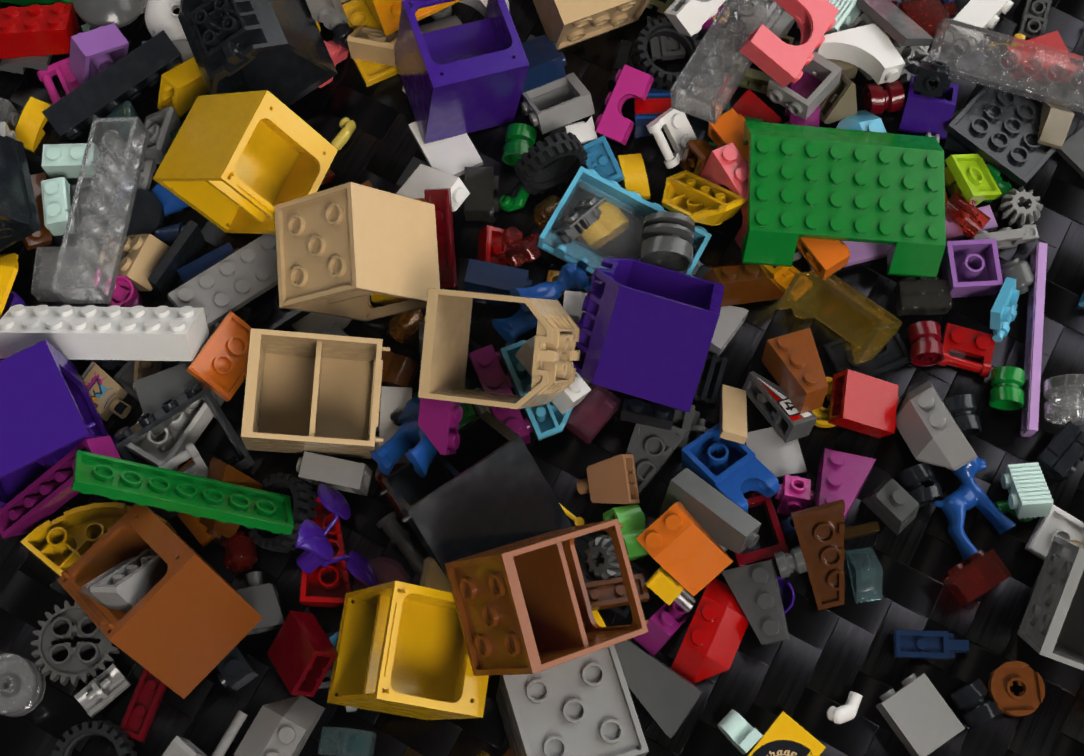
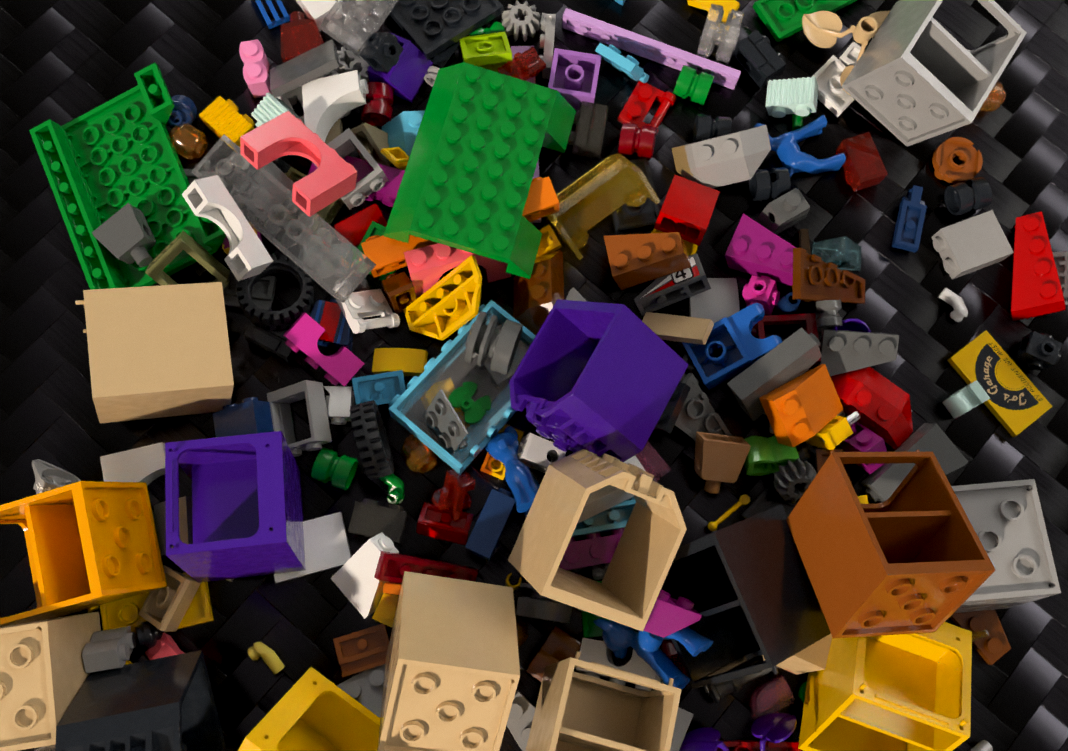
camera: 85 degrees left, 5 degrees up
(600, 243) = (473, 411): none -> green piece
(831, 119) = (396, 157): none -> yellow slope
(1018, 270) = (586, 41): dark grey head -> none

